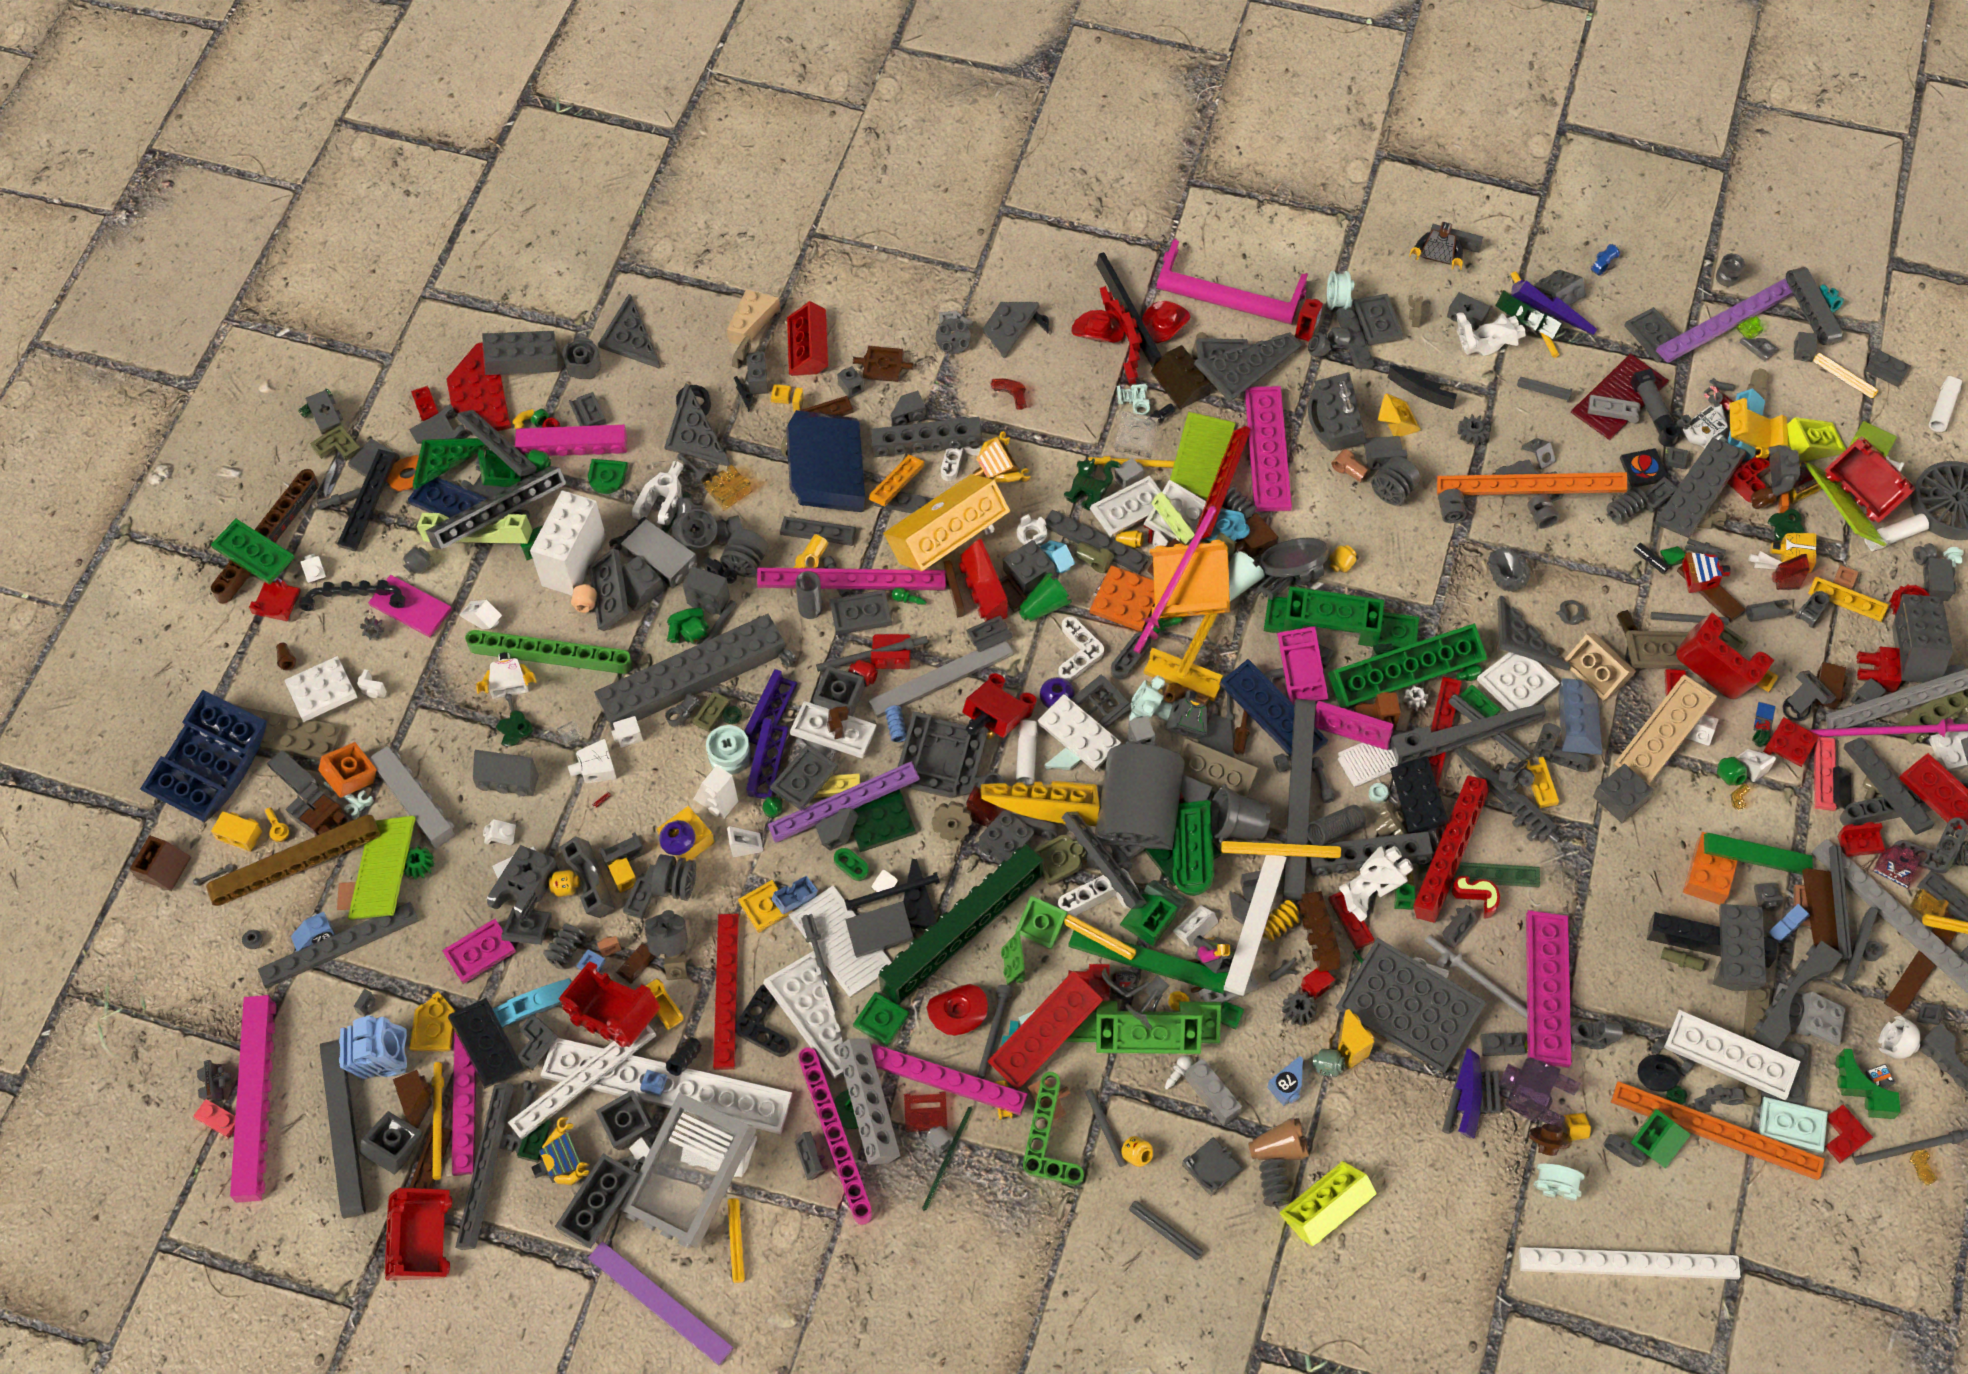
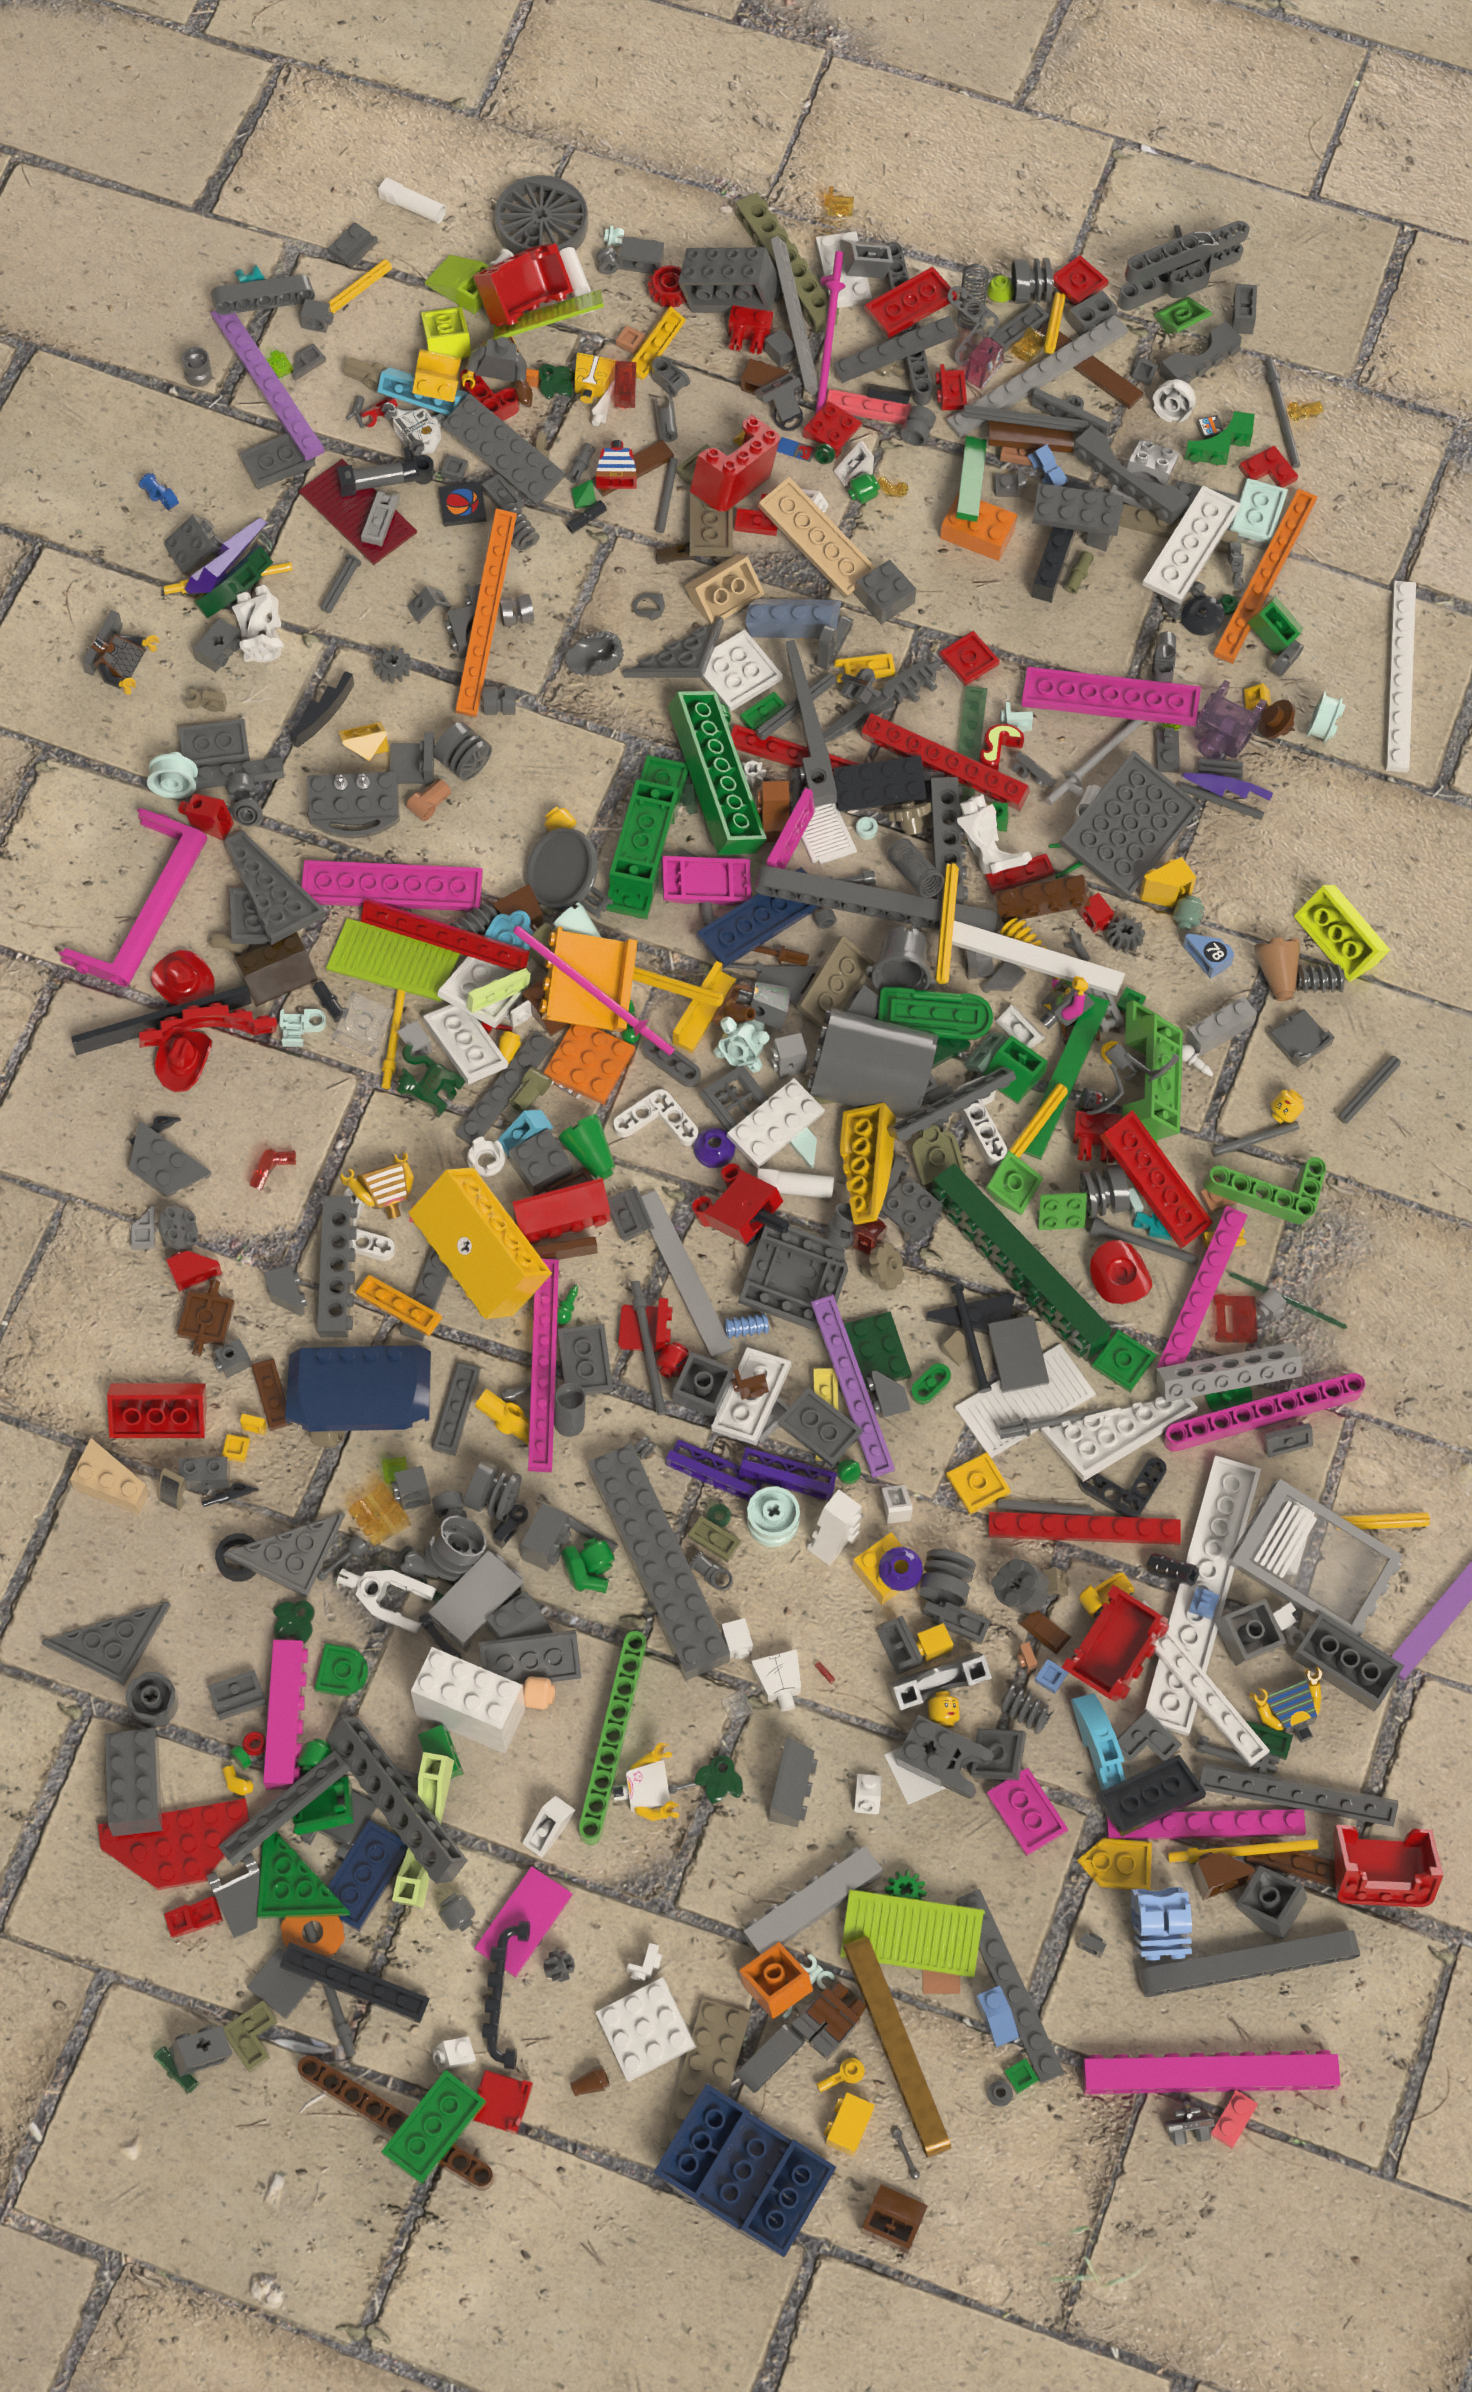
camera: 90 degrees left, 5 degrees up
(265, 954) = (1021, 2076): none -> green tile
(644, 442) = (291, 1623): none -> dark green plate
(744, 959) = (1044, 1507): none -> dark grey bar
(745, 500) = (411, 1488): none -> dark grey brick
(764, 493) = (392, 1466): none -> clear neon green plate
(791, 898) = (969, 1443): medium blue piece -> none
(921, 348) = (191, 1269): none -> red slope
(1032, 987) = (1109, 1190): none -> dark grey wheel
(1507, 909) = (1022, 720): none -> light aqua bracket
(1570, 869) = (969, 658): none -> red tile
(1811, 812) = (918, 425): none -> dark grey wheel

